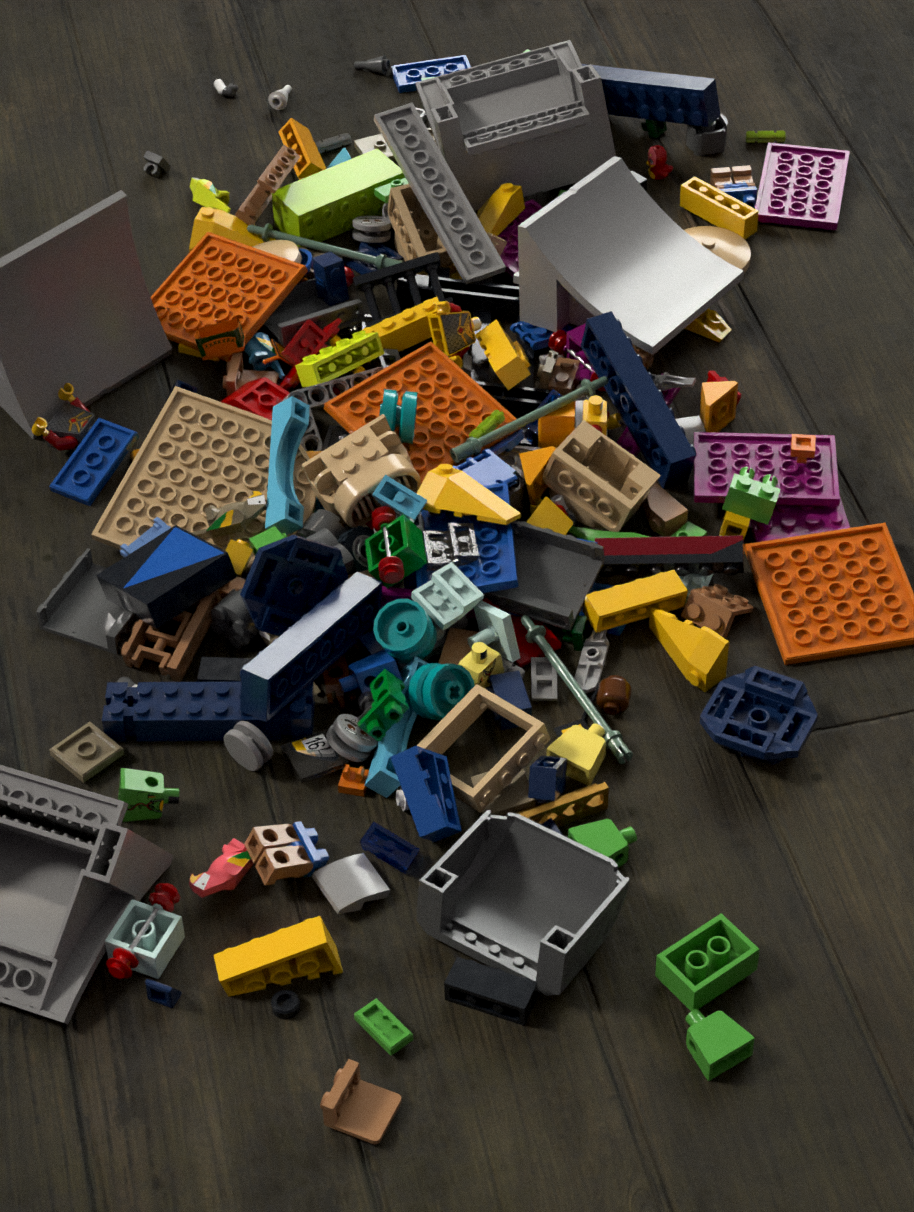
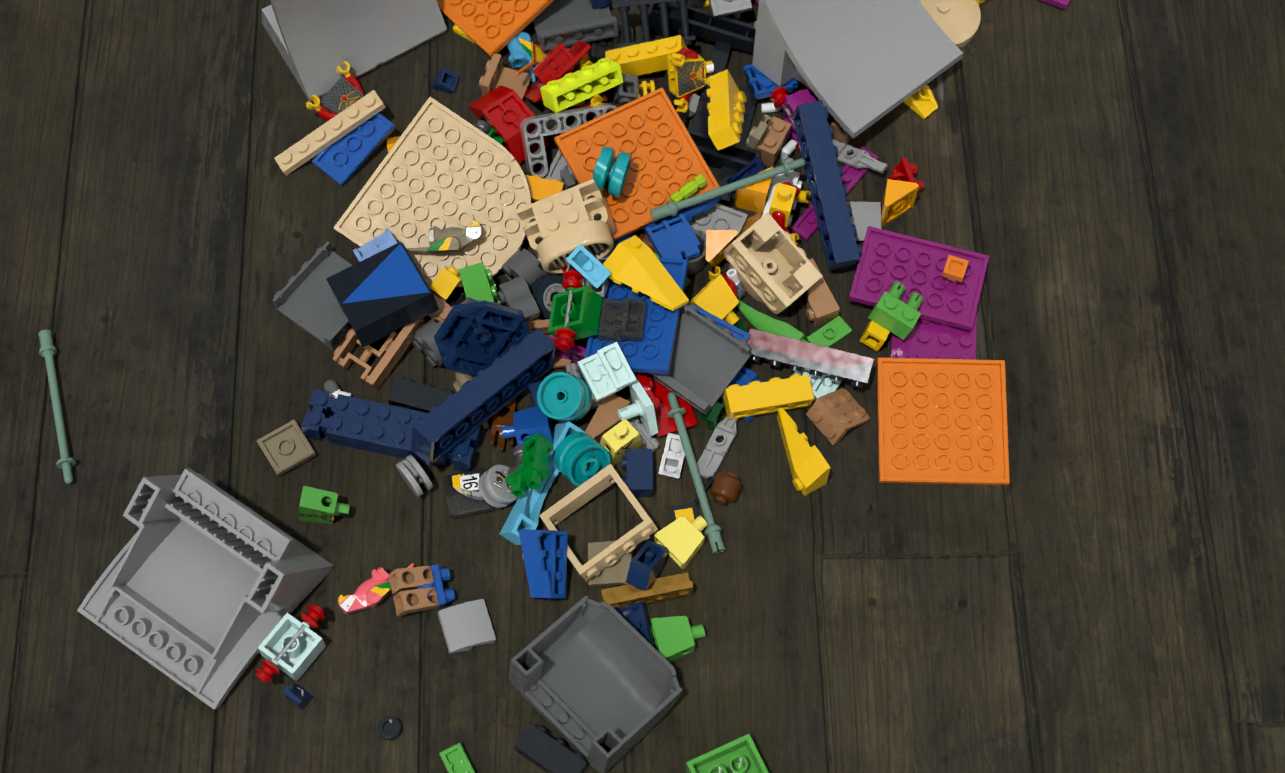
camera: 10 degrees right, 20 degrees up
(64, 453) = (330, 132): none -> tan plate
(220, 339) = (484, 39): orange piece -> none
(278, 958) = (391, 688): yellow wedge -> none
(289, 424) = (515, 163): medium azure arch -> none
(353, 781) = (493, 524): orange tile -> none
(389, 847) = (504, 600): clear blue plate -> none
(760, 715) = (842, 521): dark blue piece -> none

